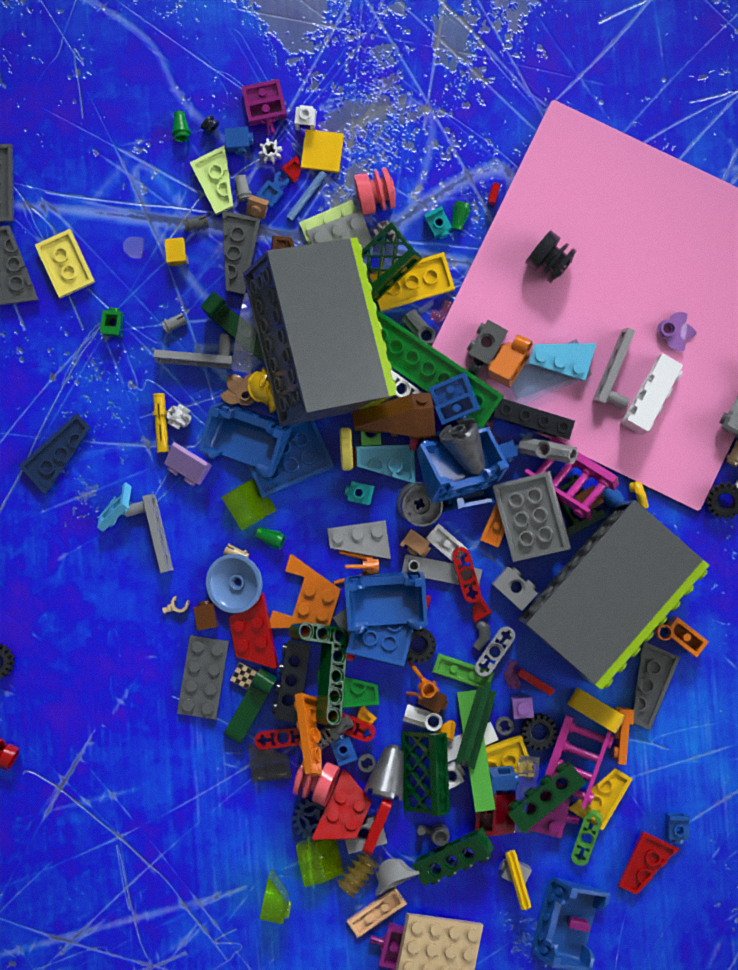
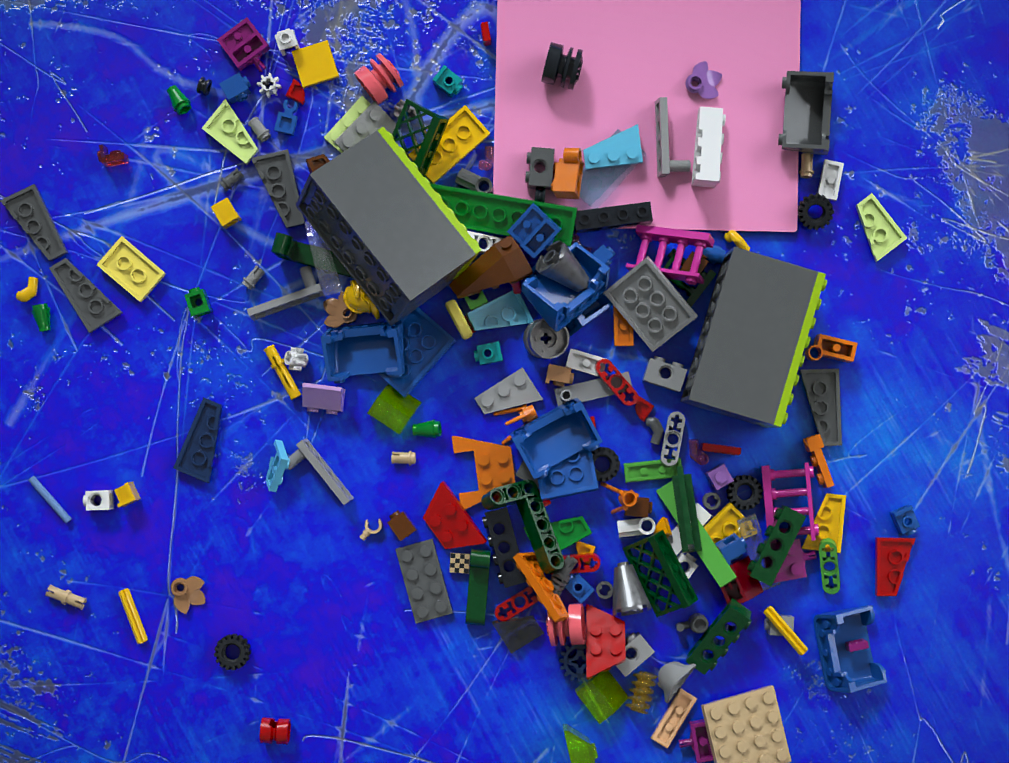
camera: 20 degrees left, 0 degrees up
(97, 153) = (115, 157): none -> bracket
(134, 246) = (186, 226): clear tile -> none
(223, 585) = (405, 492): medium blue dish -> none
(257, 207) = (280, 140): medium nougat plate -> none
(306, 195) = (319, 110): medium blue bar -> none
(376, 826) = (639, 641): red beam -> none
(460, 214) = (464, 65): green cone -> none
(556, 451) = (646, 237): light grey piece -> none
(596, 710) = (786, 449): yellow beam -> none

